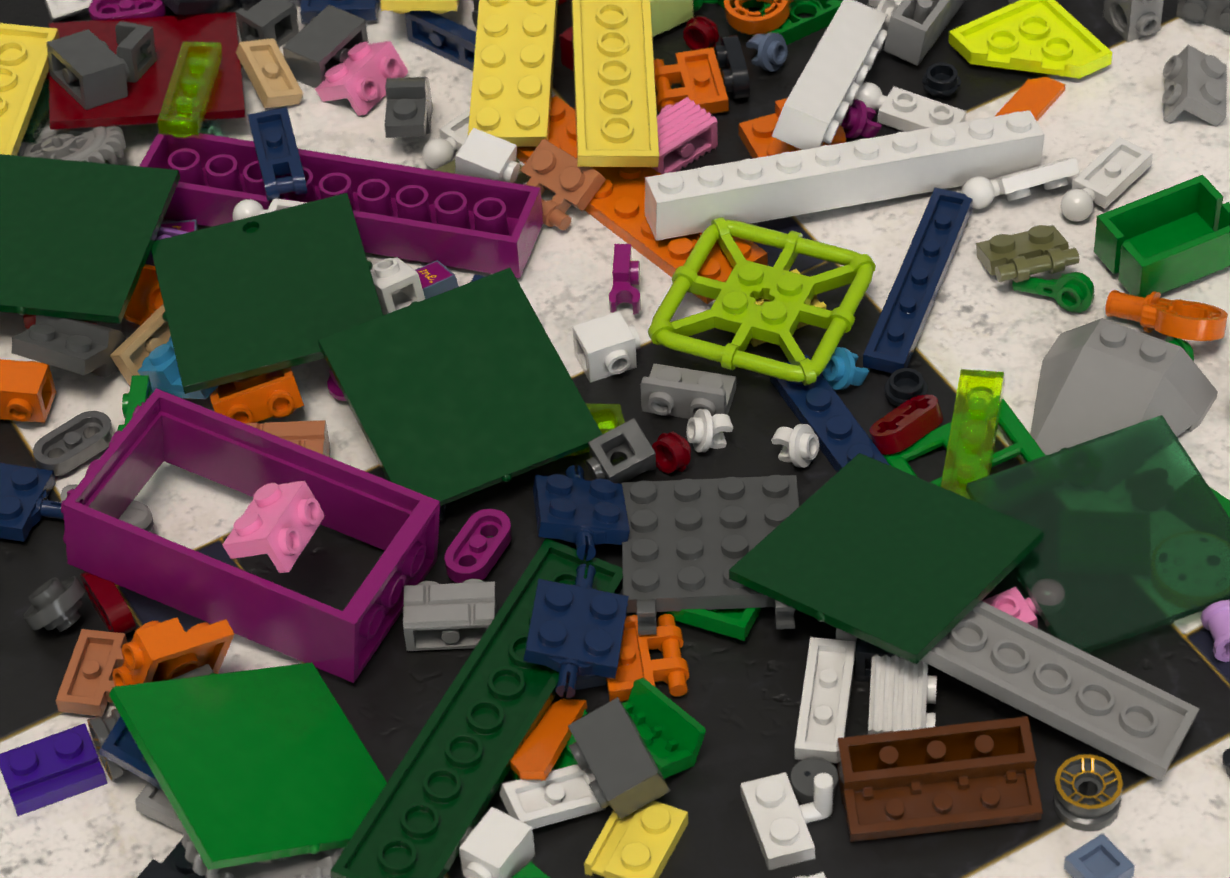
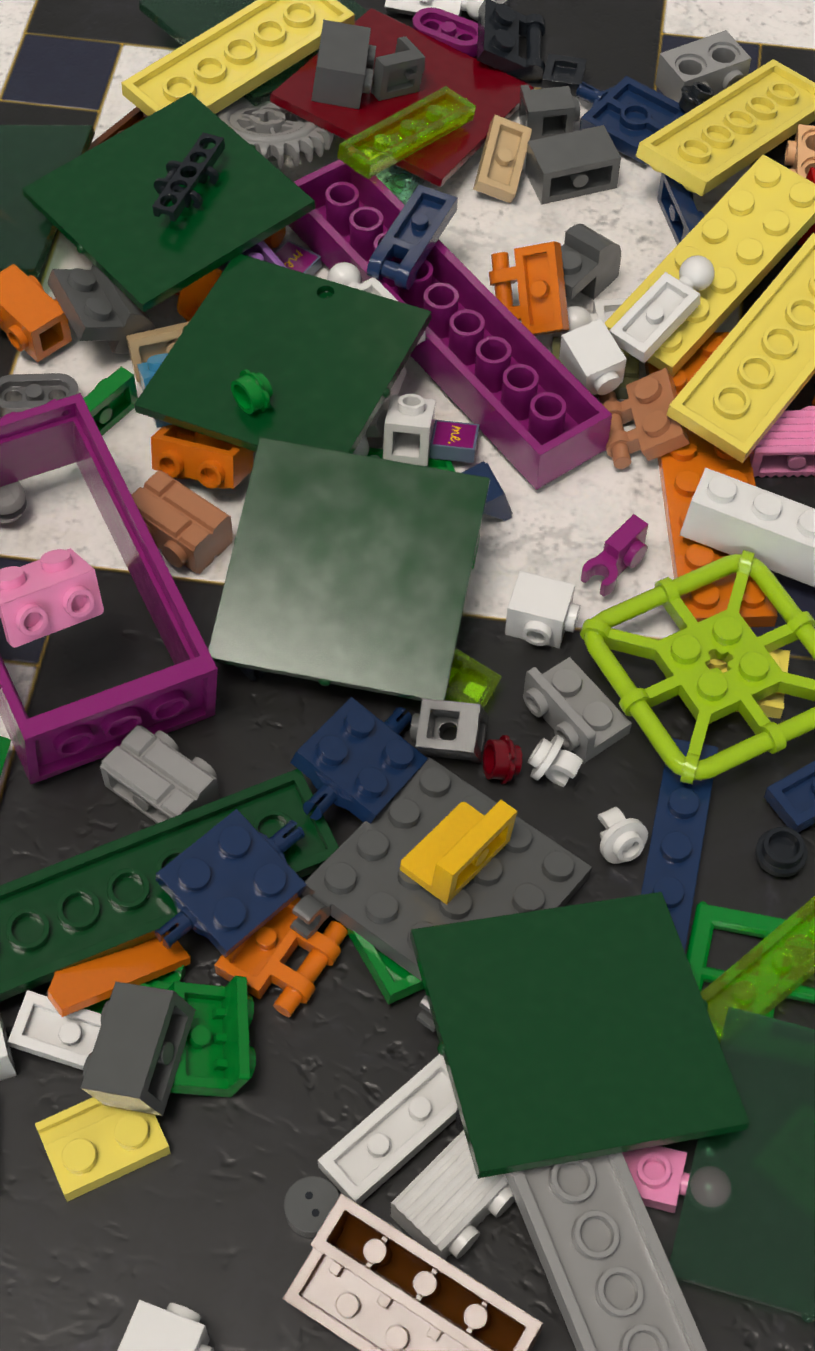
camera: 35 degrees right, 10 degrees up
(62, 205) = (187, 174): none -> black piece
(273, 319) = (252, 391): none -> green plate
(363, 76) = (594, 204): bright pink bracket -> none
(397, 133) = (539, 286): none -> orange plate
(472, 553) = (248, 729): magenta plate -> none
(511, 95) = (663, 308): none -> white plate
(706, 511) = (459, 848): none -> yellow panel
(781, 821) = (246, 1222): white plate -> none
(842, 370) = (733, 788): dark azure plate -> none
(906, 424) = (744, 891): dark red beam -> none

